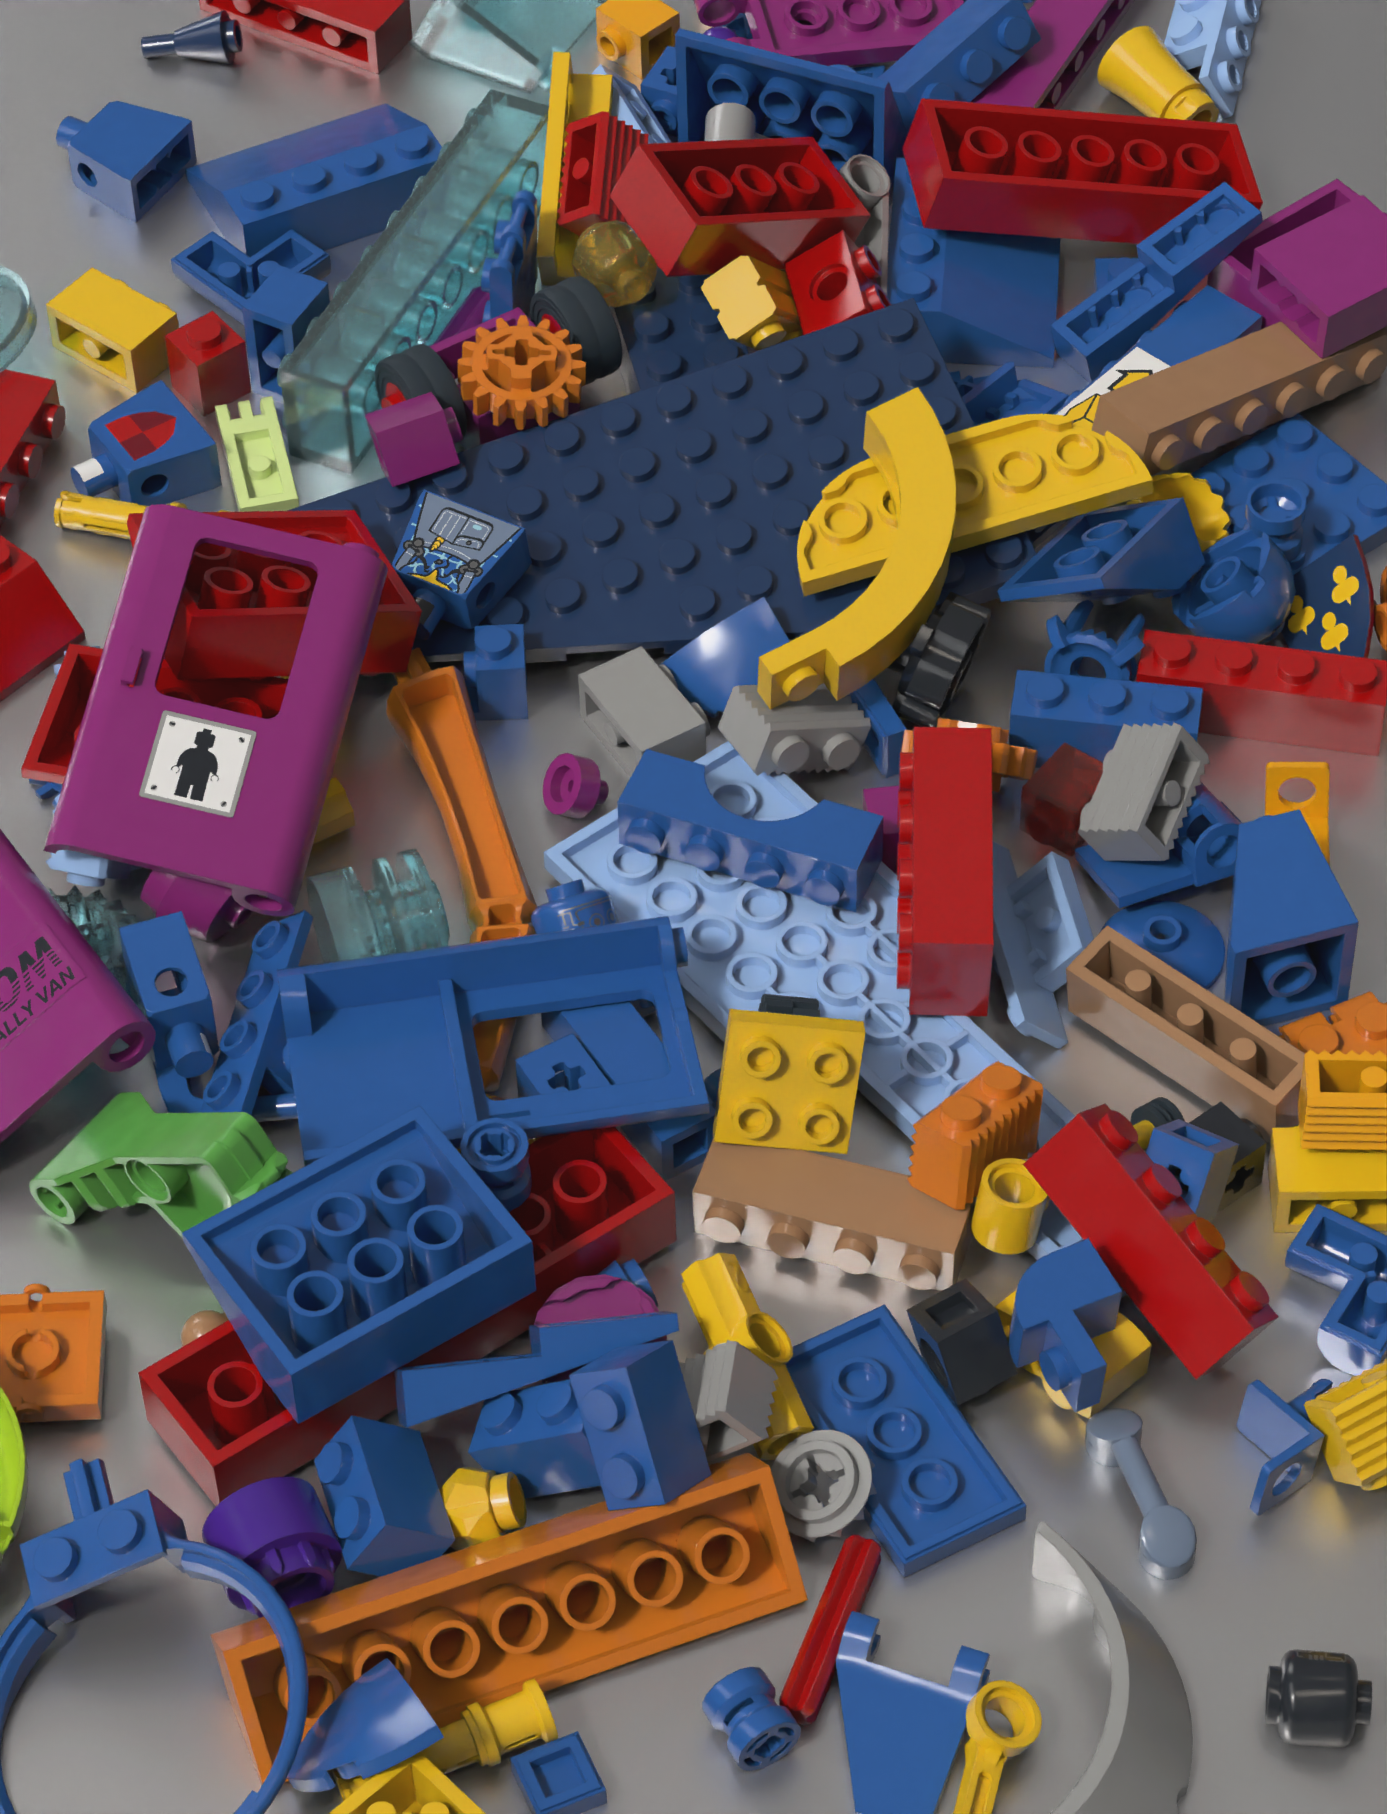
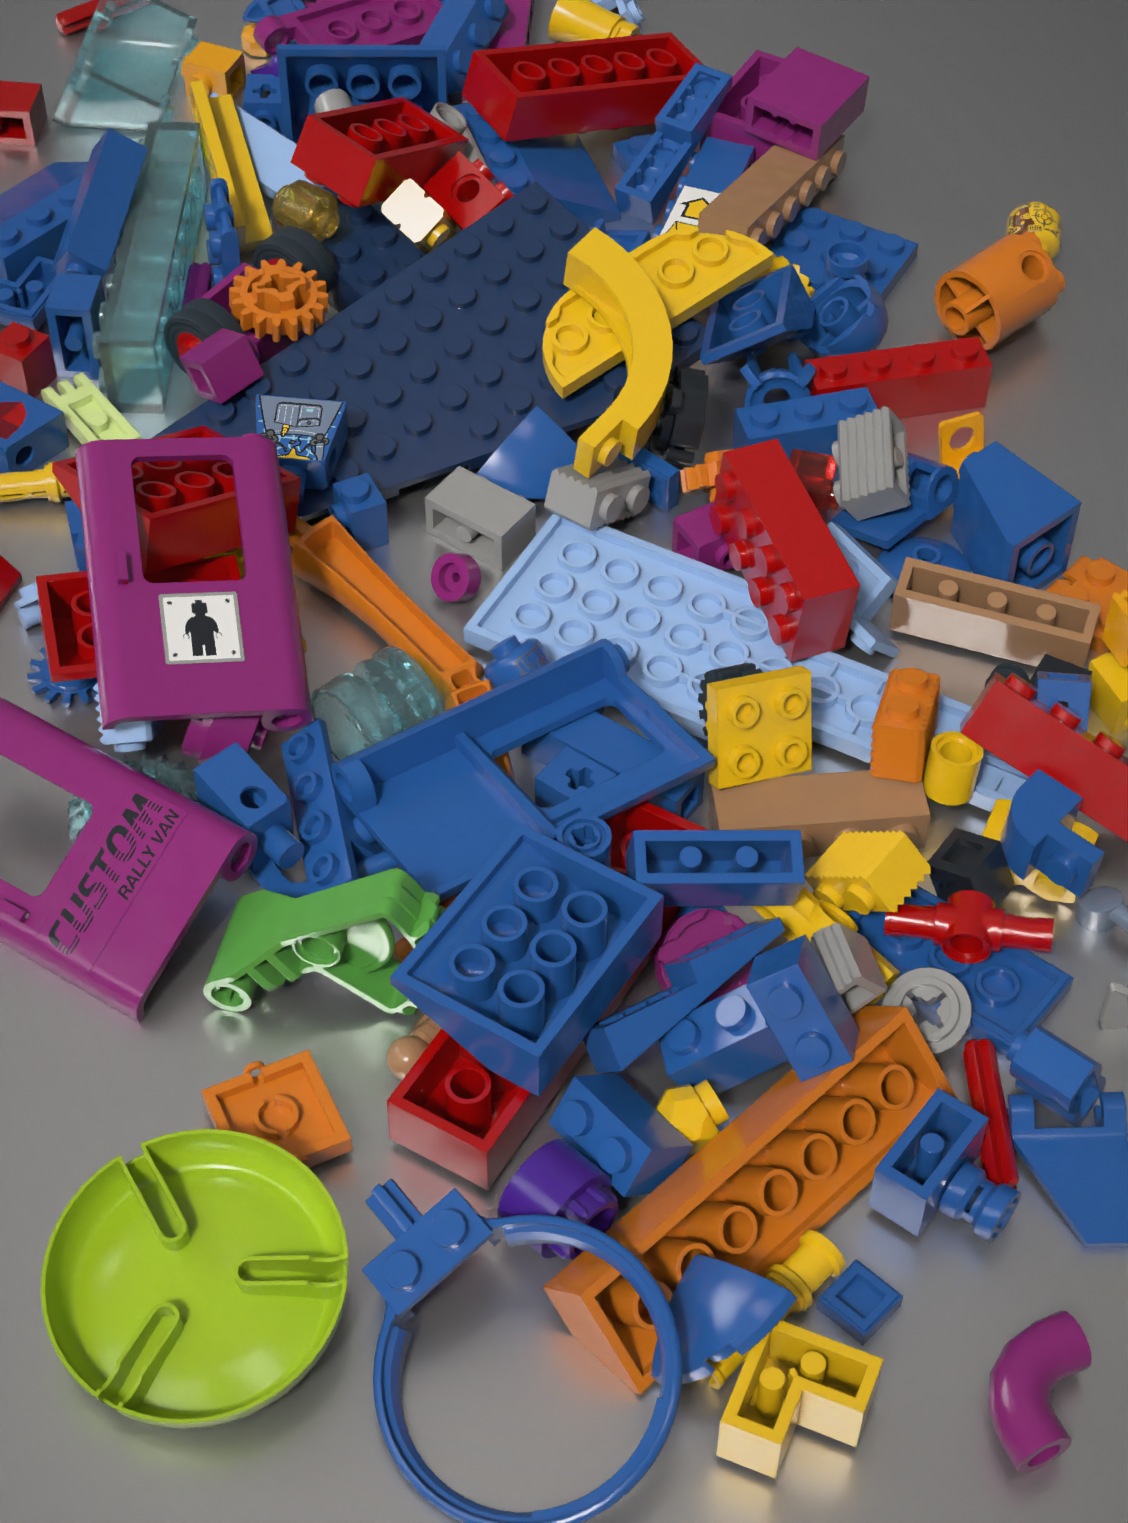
camera: 25 degrees left, 0 degrees up
(370, 193) = (100, 206): none -> blue brick
(594, 161) = (257, 160): red brick -> none
(626, 1230) = (718, 866): none -> blue brick
(702, 1642) = (925, 1160): none -> blue brick
(815, 855) = (667, 572): blue arch -> none
(829, 1298) = (868, 871): none -> yellow brick
(910, 1605) = (1055, 1074): none -> blue brick
(922, 1402) = (970, 927): none -> red pin
(1333, 603) = (915, 310): dark blue shield -> none

